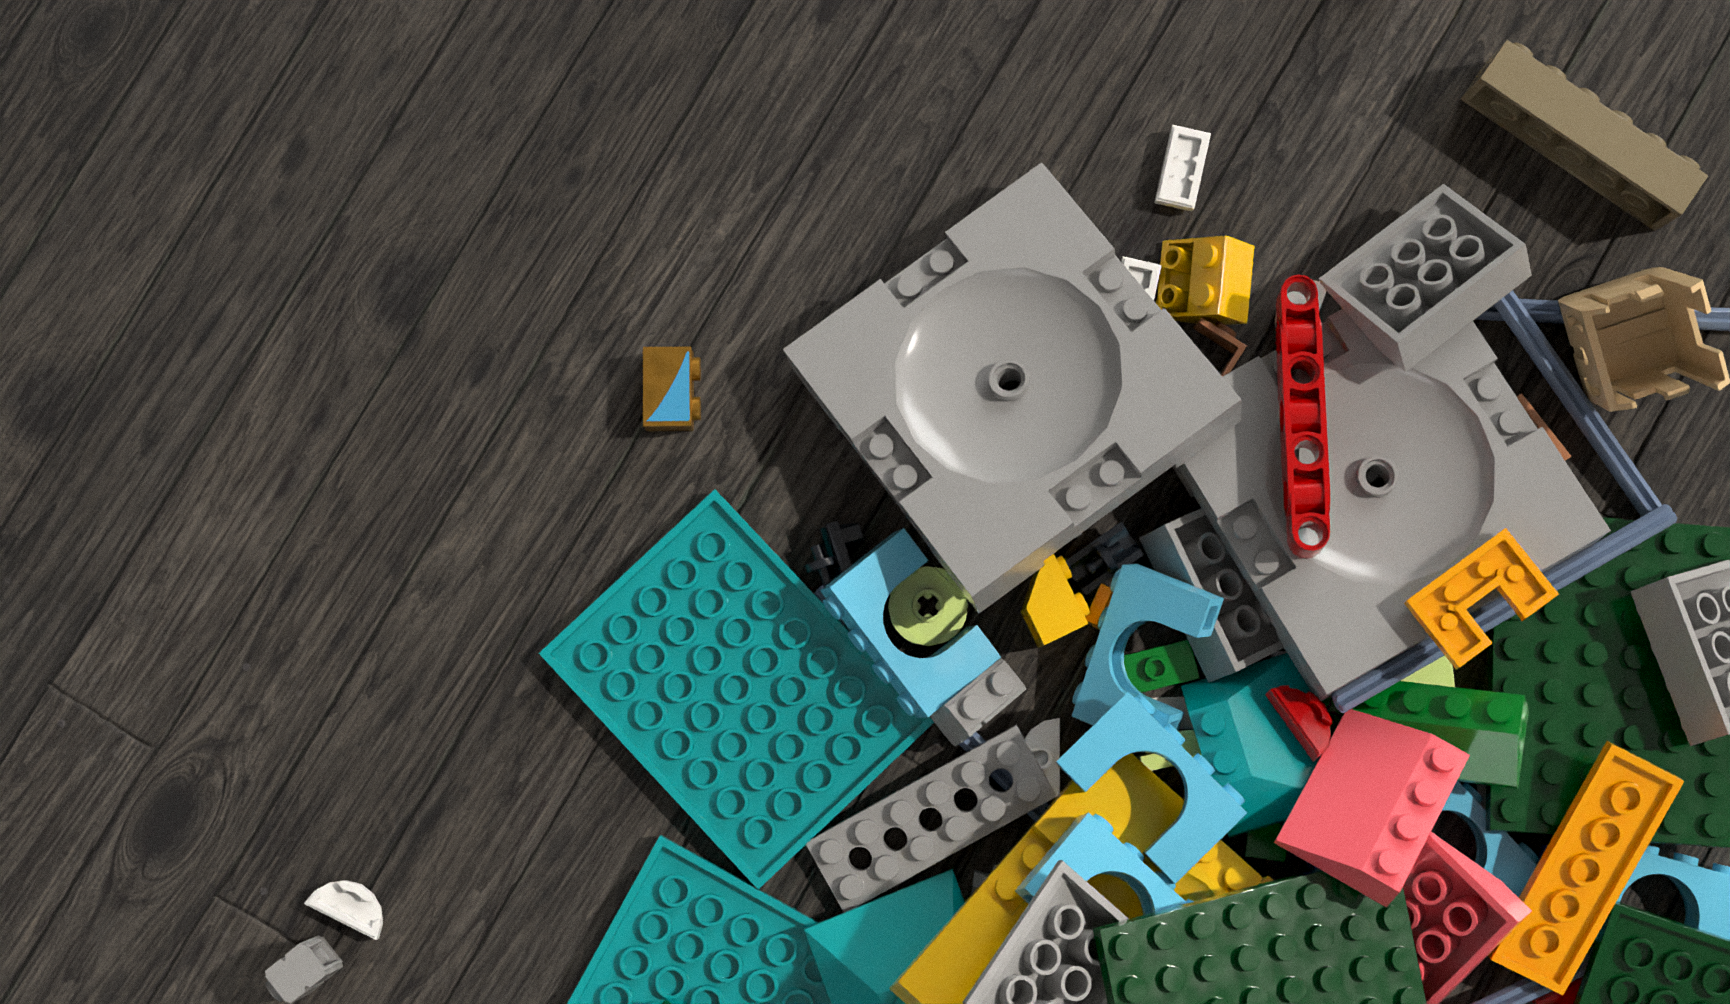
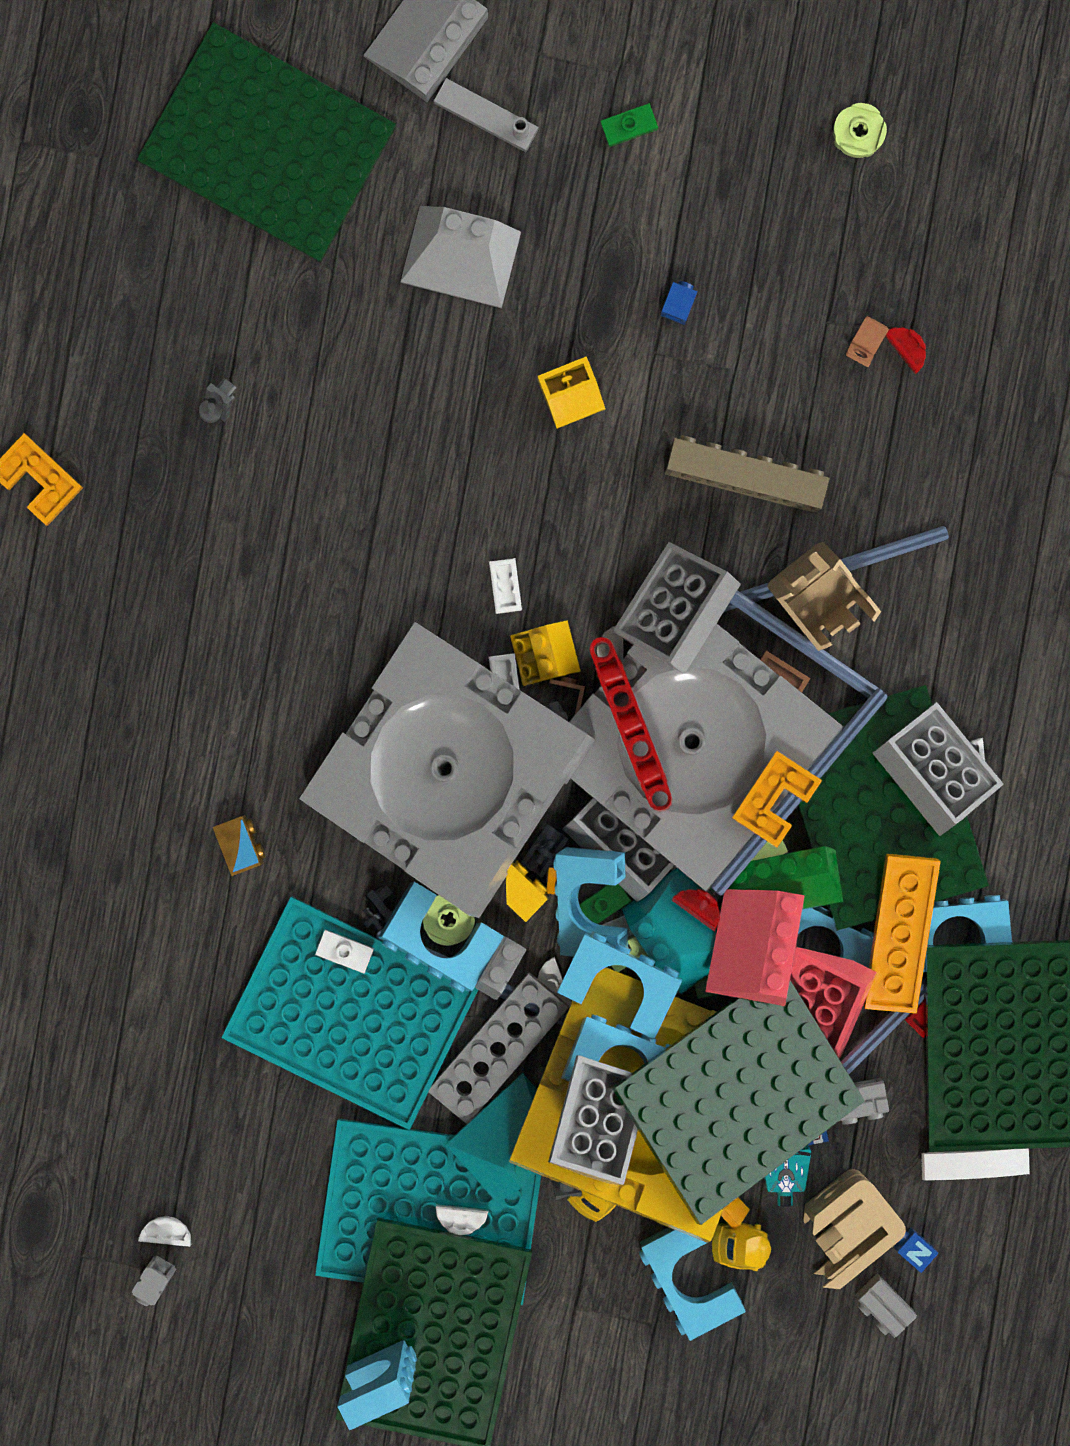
camera: 20 degrees left, 5 degrees up
(763, 594) = (344, 951): none -> white plate

